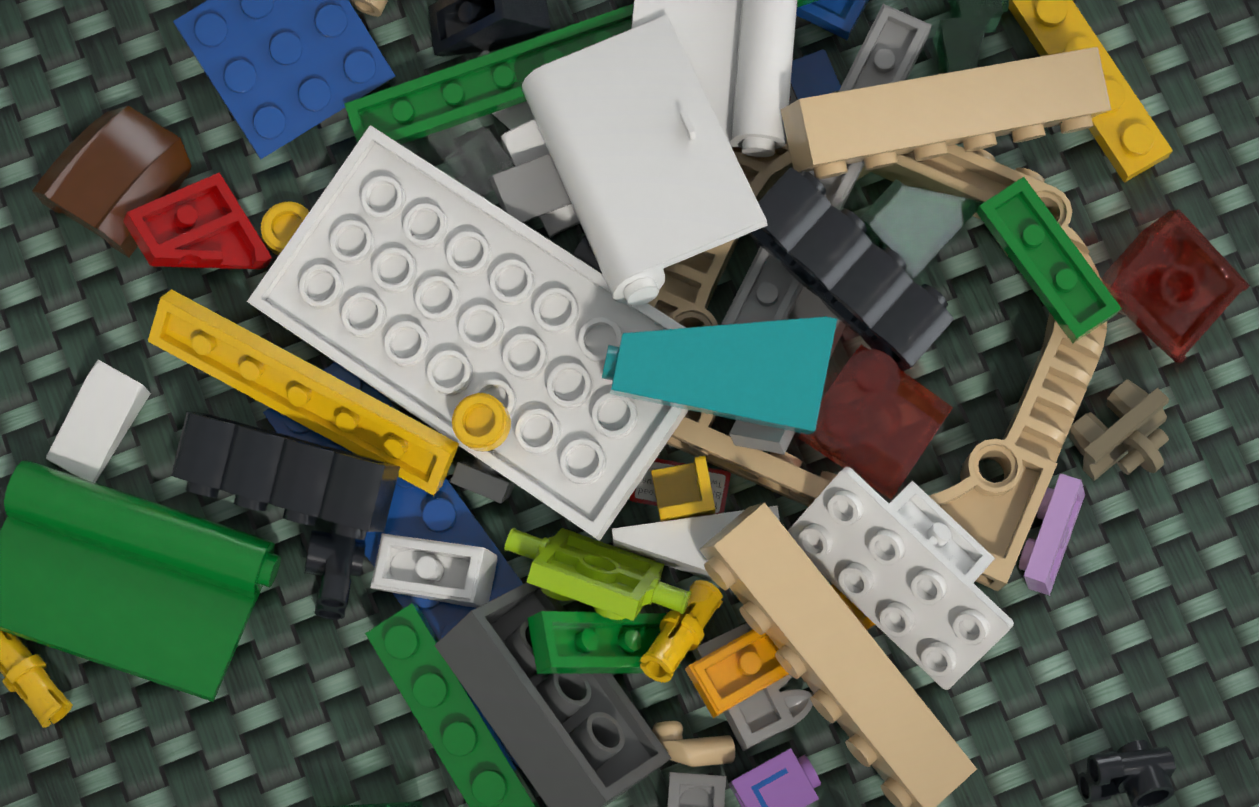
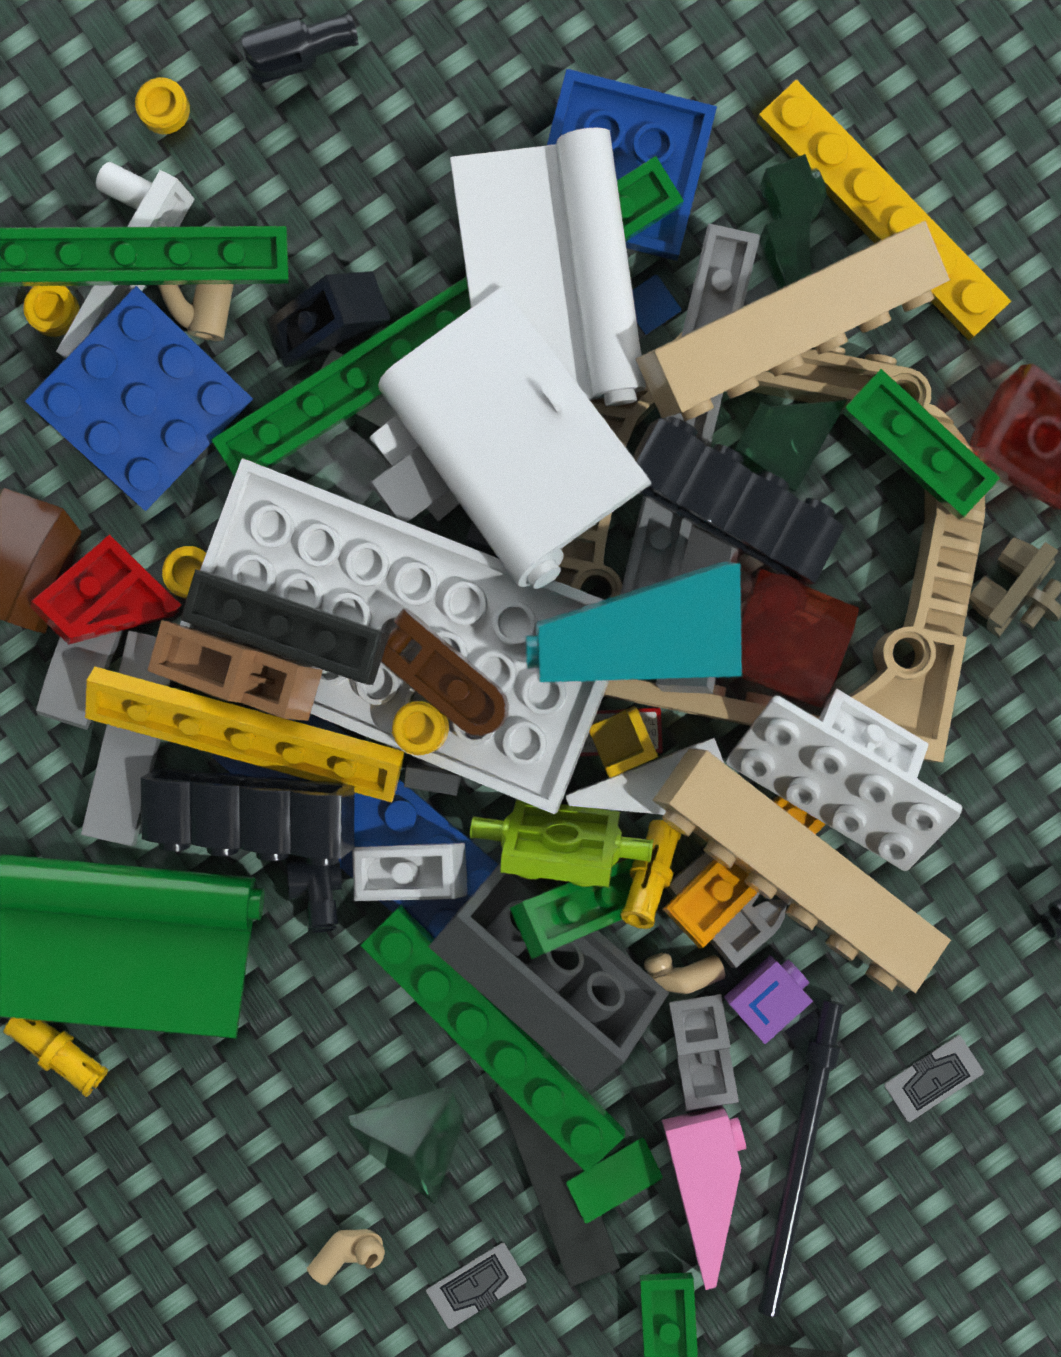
camera: 10 degrees left, 10 degrees up
(97, 421) = (58, 801): white slope -> none
(136, 305) = (65, 683): none -> light grey slope
(156, 428) = (124, 758): none -> light grey tile
(310, 326) = (235, 671): none -> medium nougat slope
(371, 293) = (285, 627): none -> pearl dark grey tile
(517, 375) = (445, 677): none -> reddish brown plate
(1059, 513) = (969, 722): lavender plate -> none

